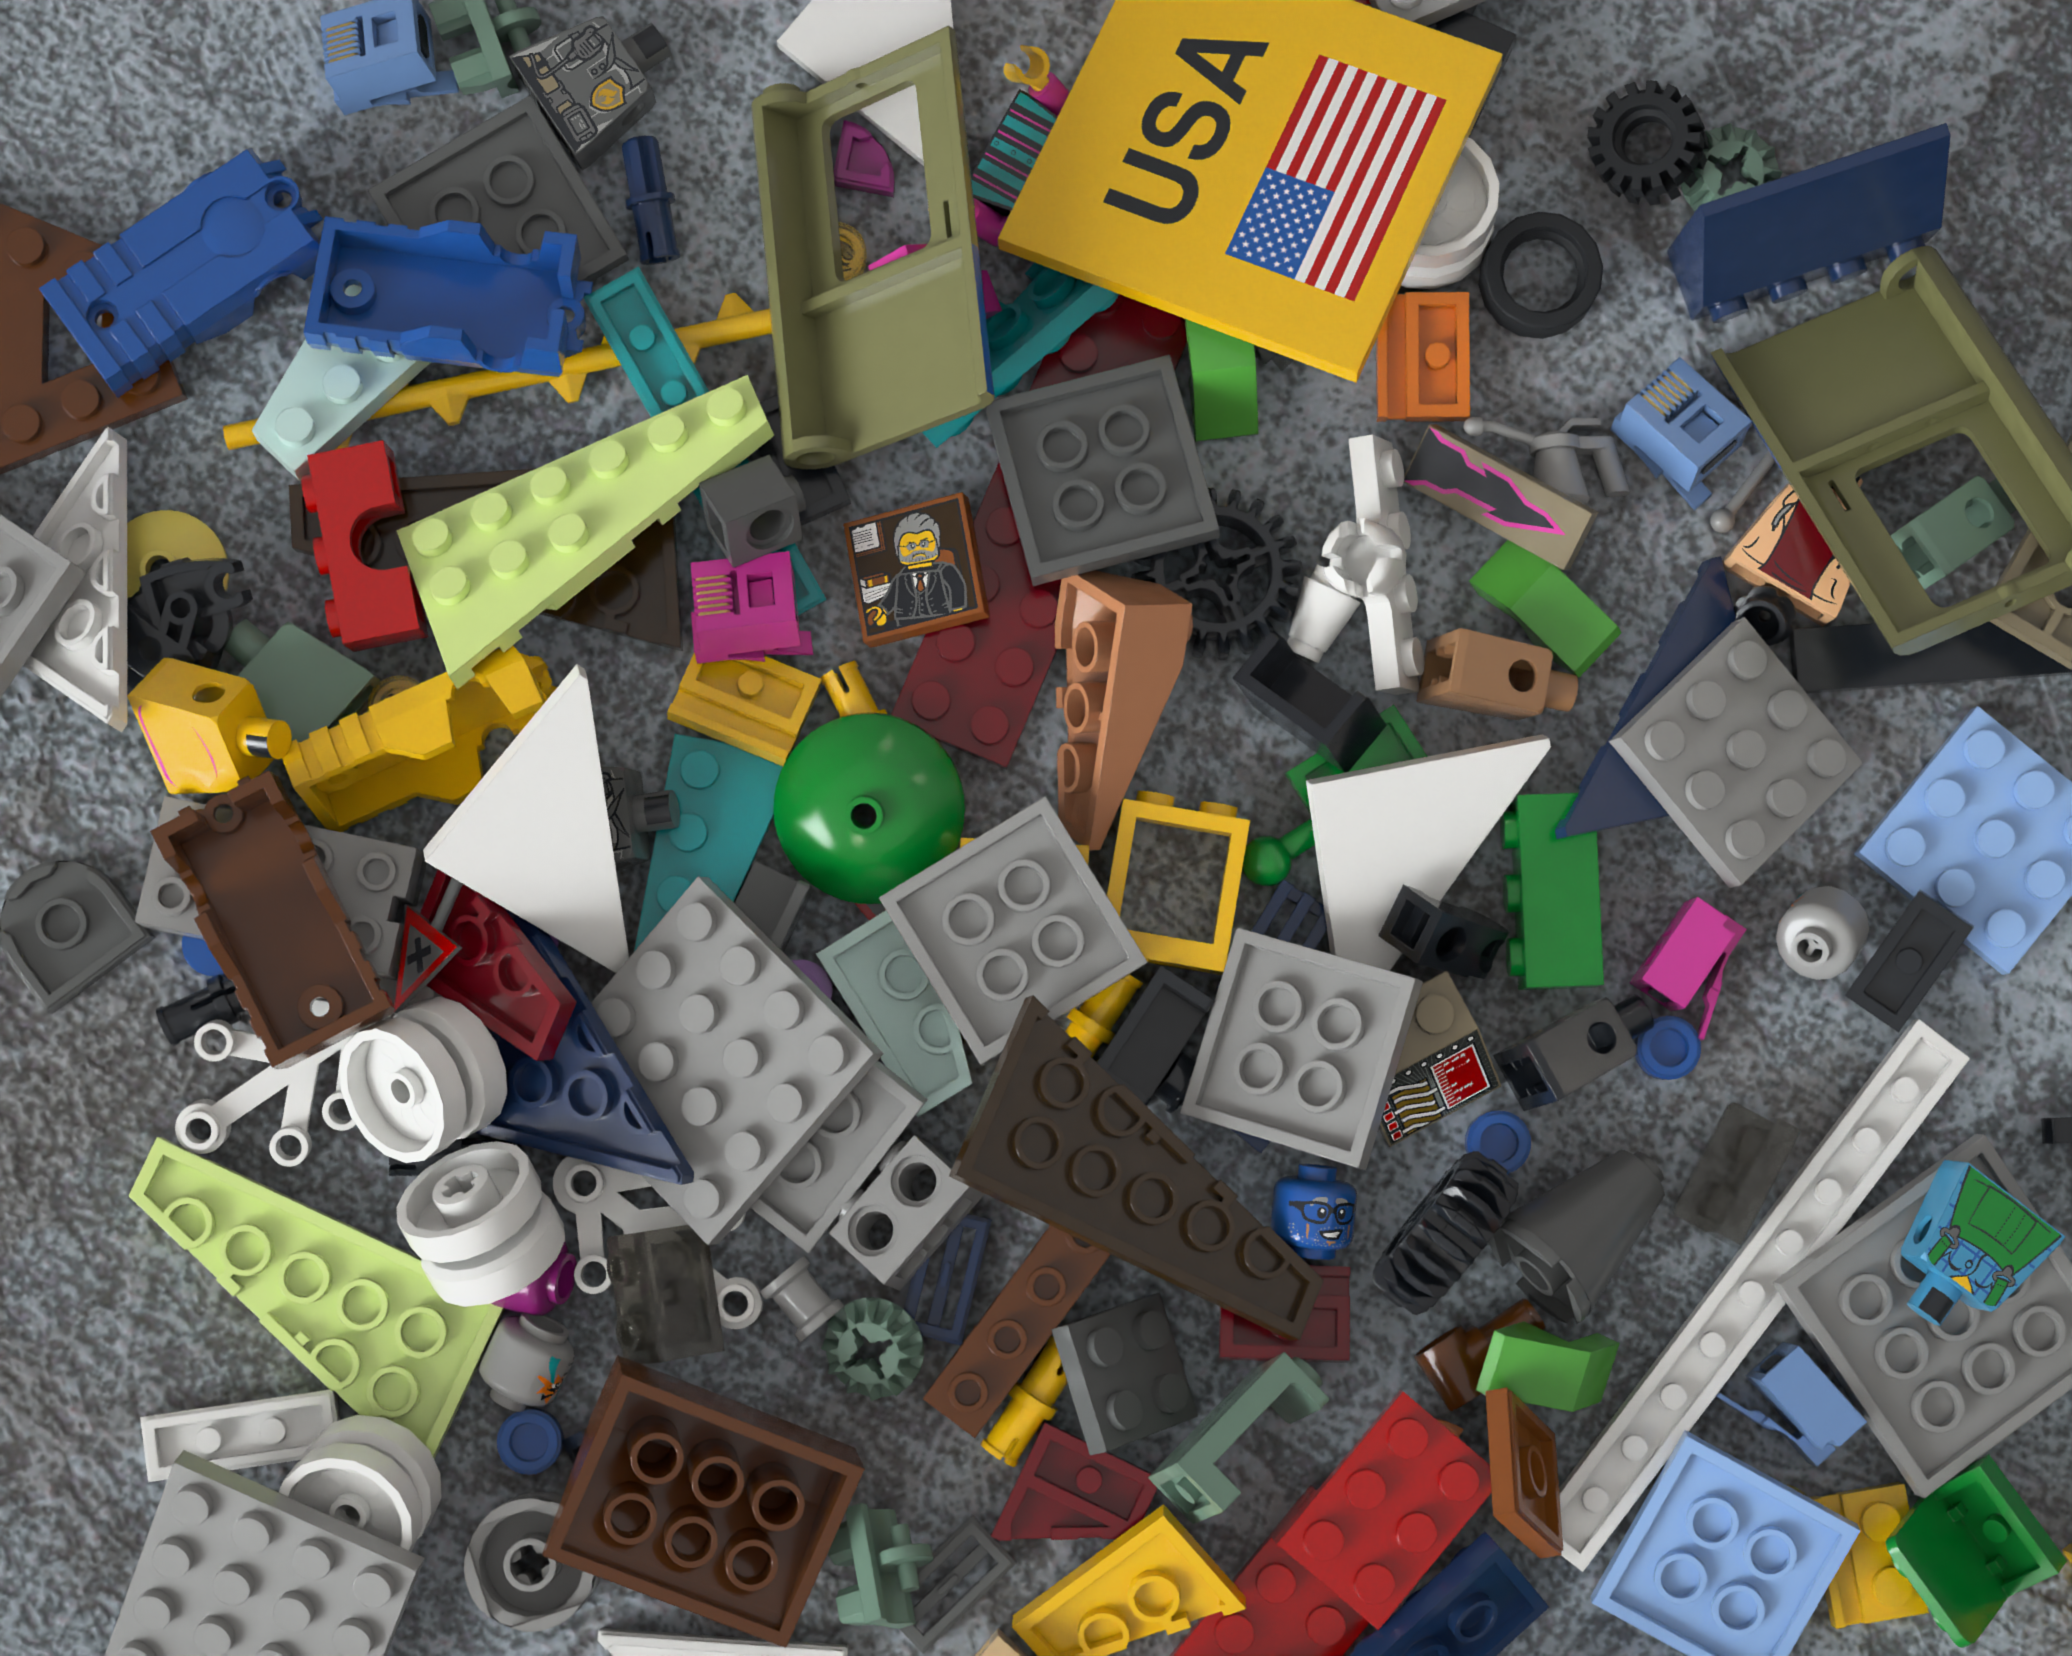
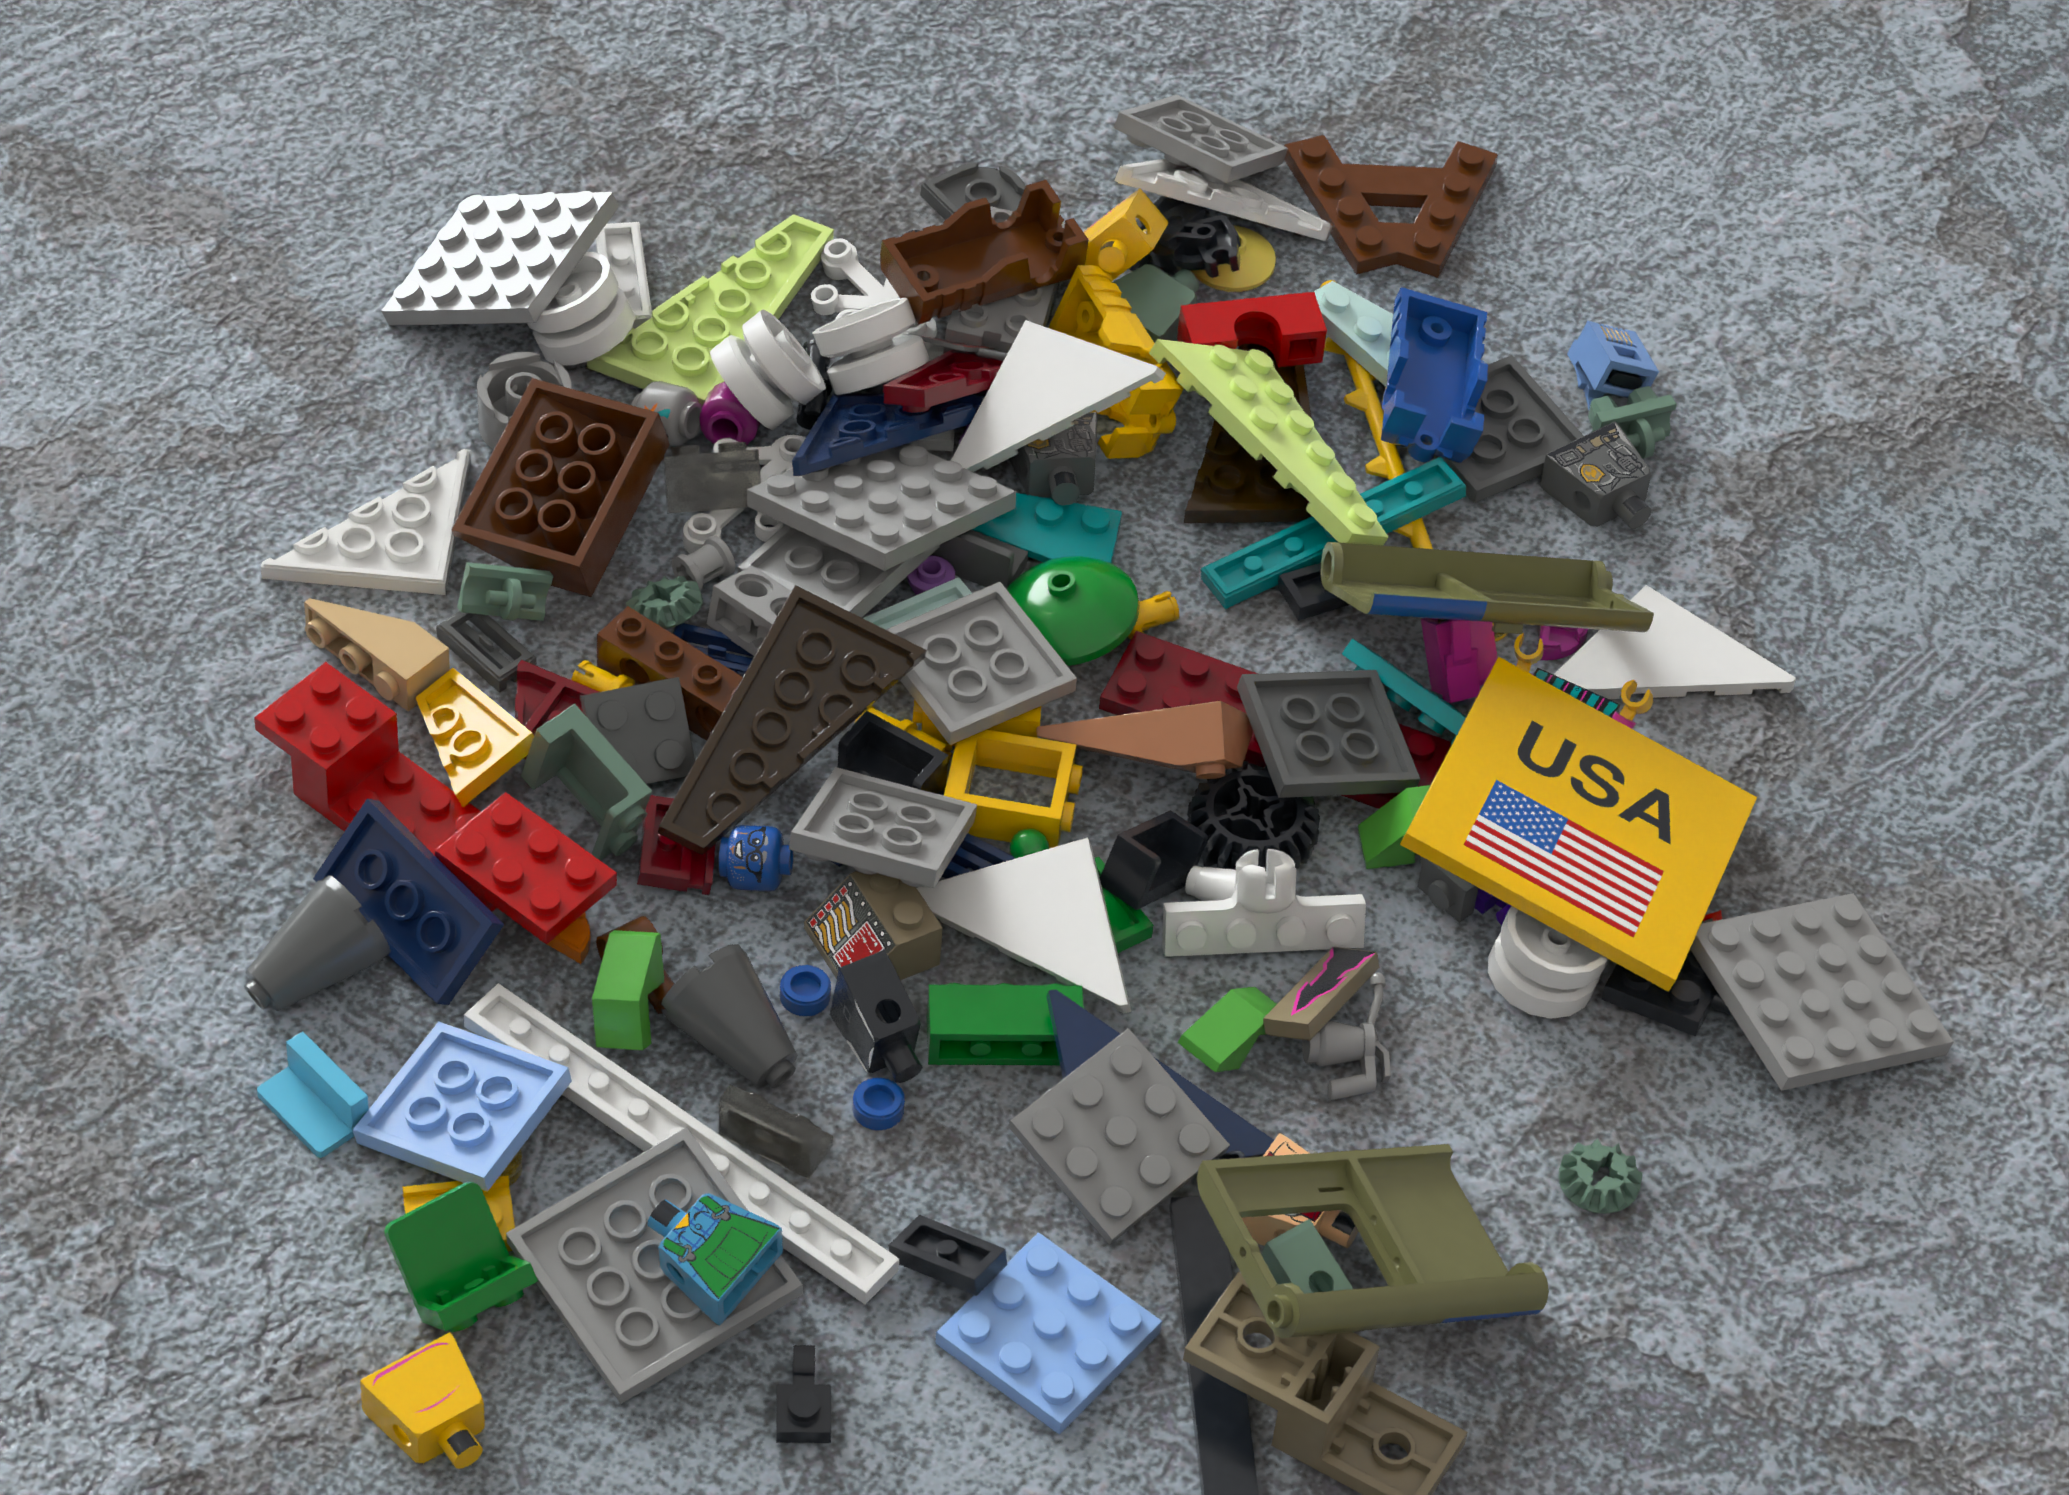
camera: 90 degrees right, 35 degrees down
(186, 269) = (1443, 247): blue piece -> none
(649, 200) = (1518, 511): dark blue axle -> none
(746, 610) = (1213, 536): dark pink piece -> none
(746, 704) = (1150, 545): yellow plate -> none
(752, 510) = (1286, 529): dark grey brick -> none
(916, 570) = (1247, 642): tile -> none
(1424, 359) = (1433, 962): orange plate -> none
(1442, 934) = (969, 939): black leg -> none
(1445, 1232) = (732, 907): black gear -> none
(1493, 676) = (1176, 977): medium nougat torso -> none
(1524, 1473) = (546, 954): dark orange tile -> none
(1543, 227) = (1500, 1069): black tyre -> none
(1635, 109) = (1618, 1105): black tyre -> none
(1682, 429) = (1383, 1116): medium blue piece -> none
(1684, 957) = (949, 1107): dark pink piece -> none
(1804, 1400) = (585, 1157): medium blue piece -> none
(1812, 226) = (1558, 1189): dark blue slope -> none
(1822, 932) = (971, 1192): light grey head -> none

